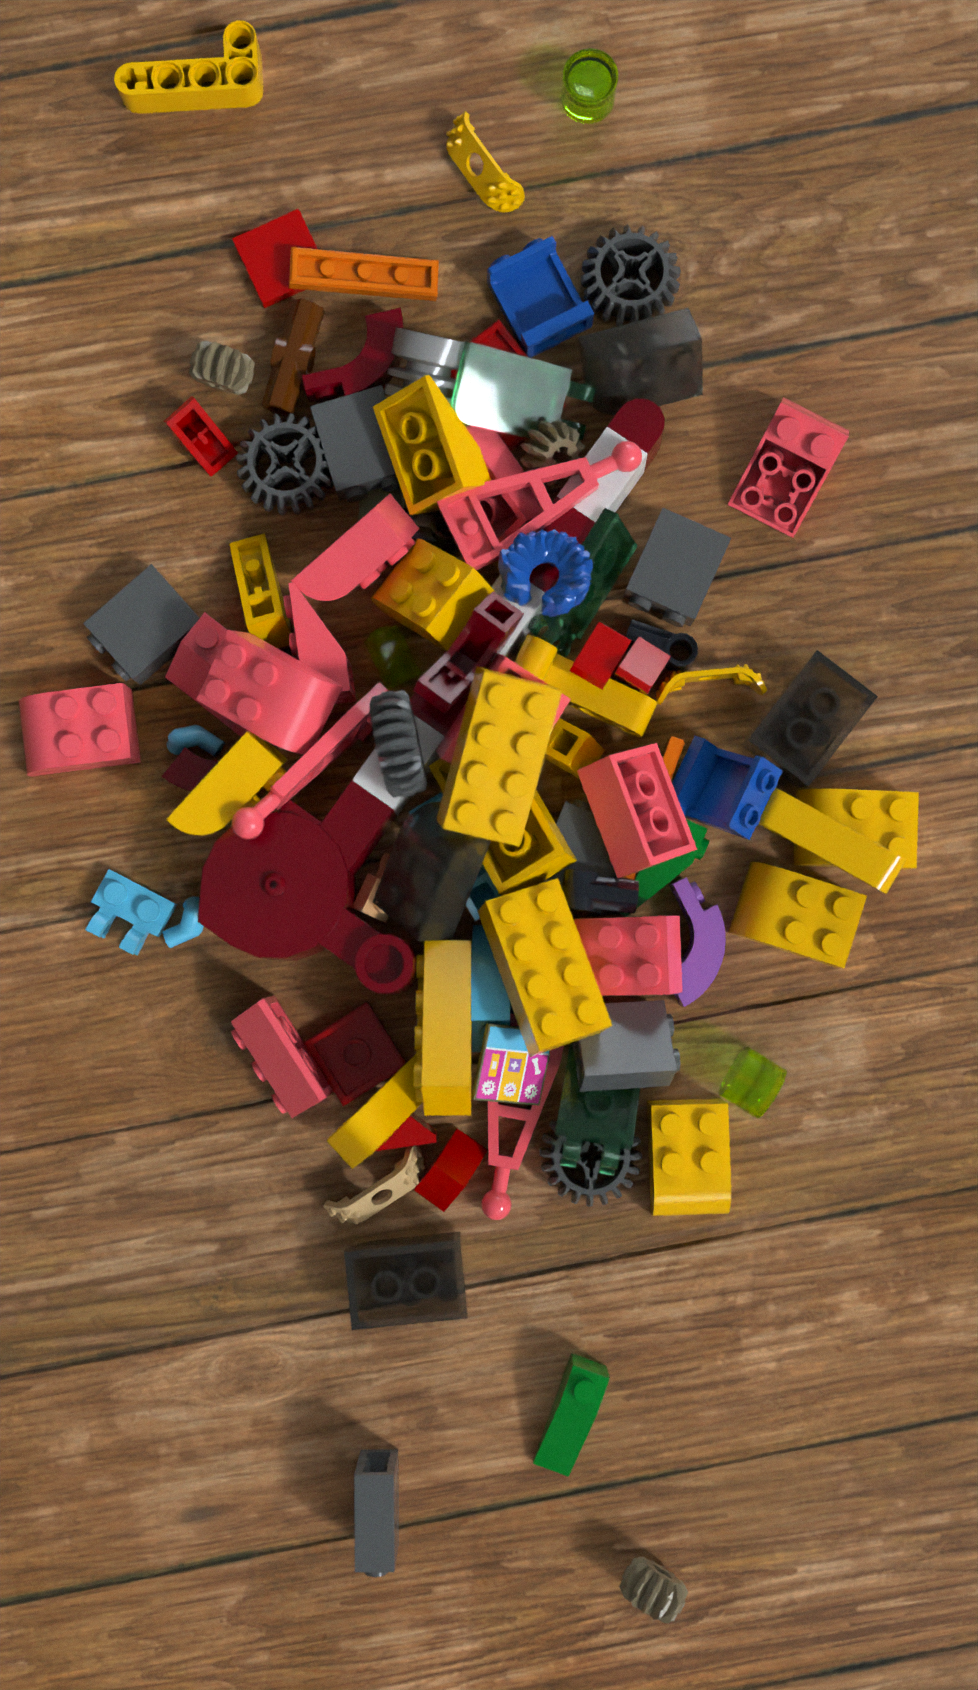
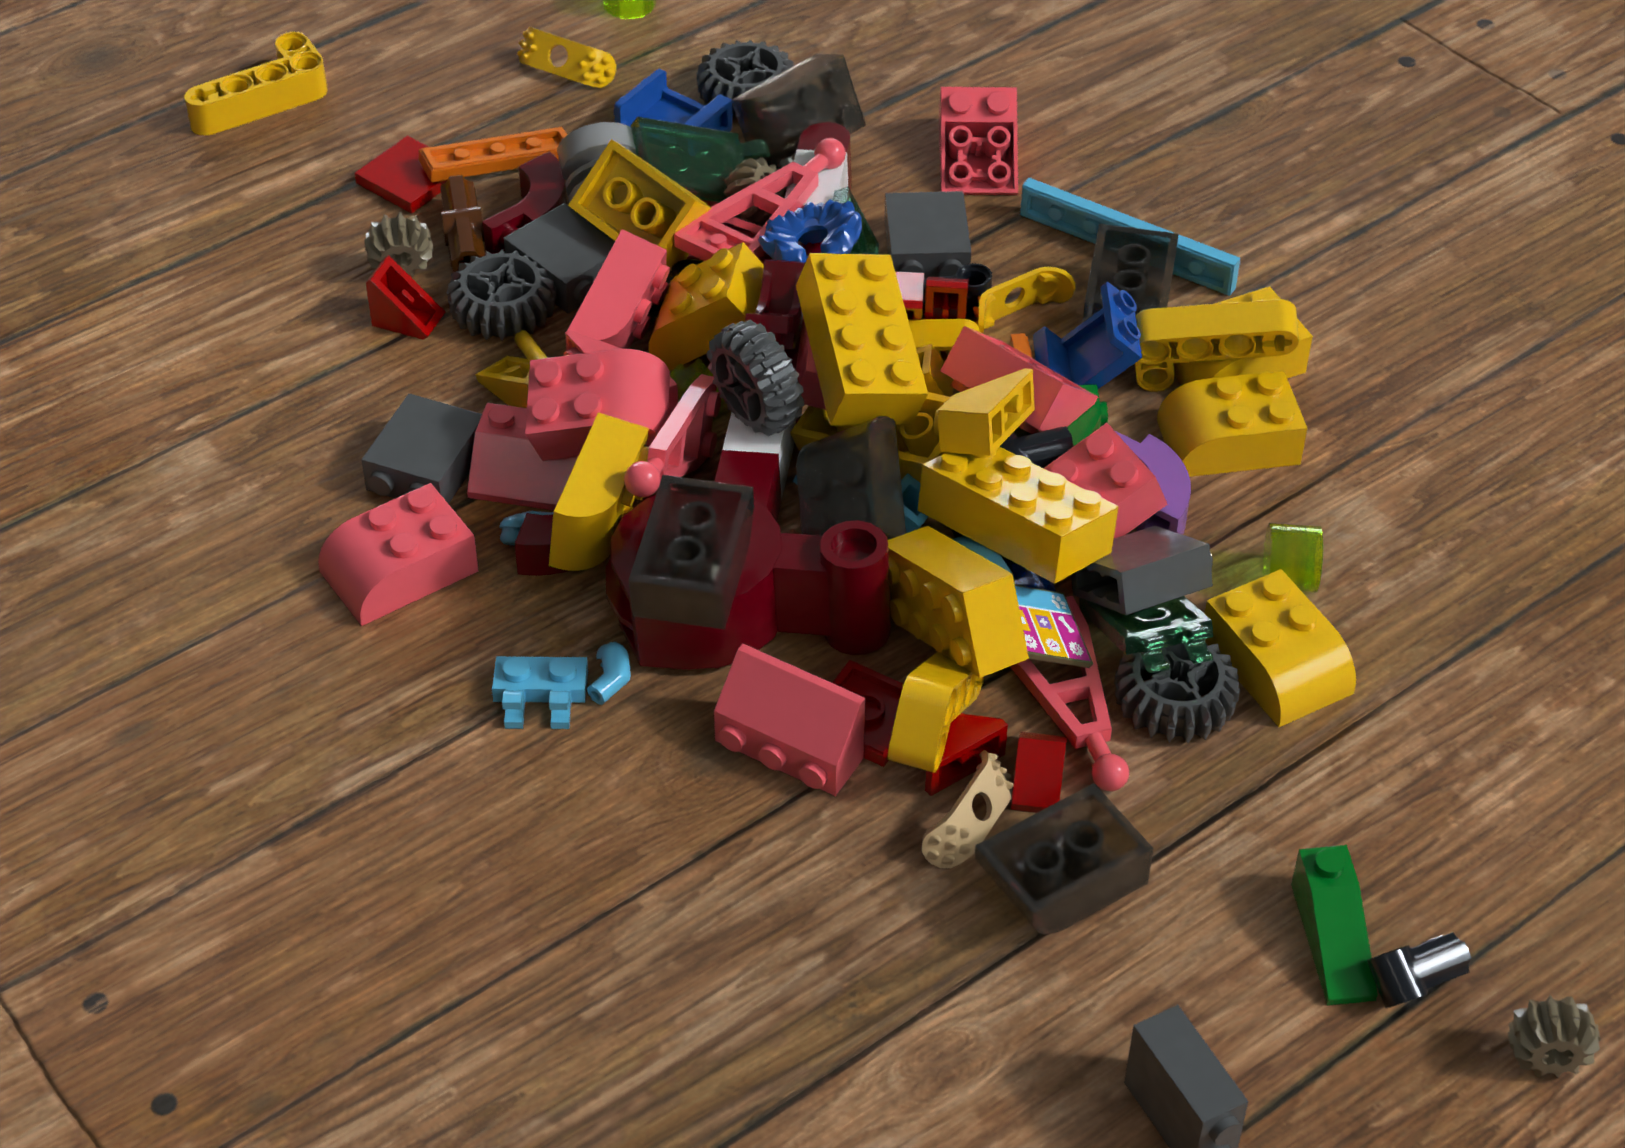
camera: 30 degrees left, 40 degrees down
(246, 924) = (692, 552): none -> clear smoke brick
(267, 574) = (528, 346): none -> yellow bar
(560, 879) = (985, 415): none -> yellow slope
(592, 1482) = (1411, 971): none -> black piece
(848, 648) = (1082, 218): none -> medium azure tile

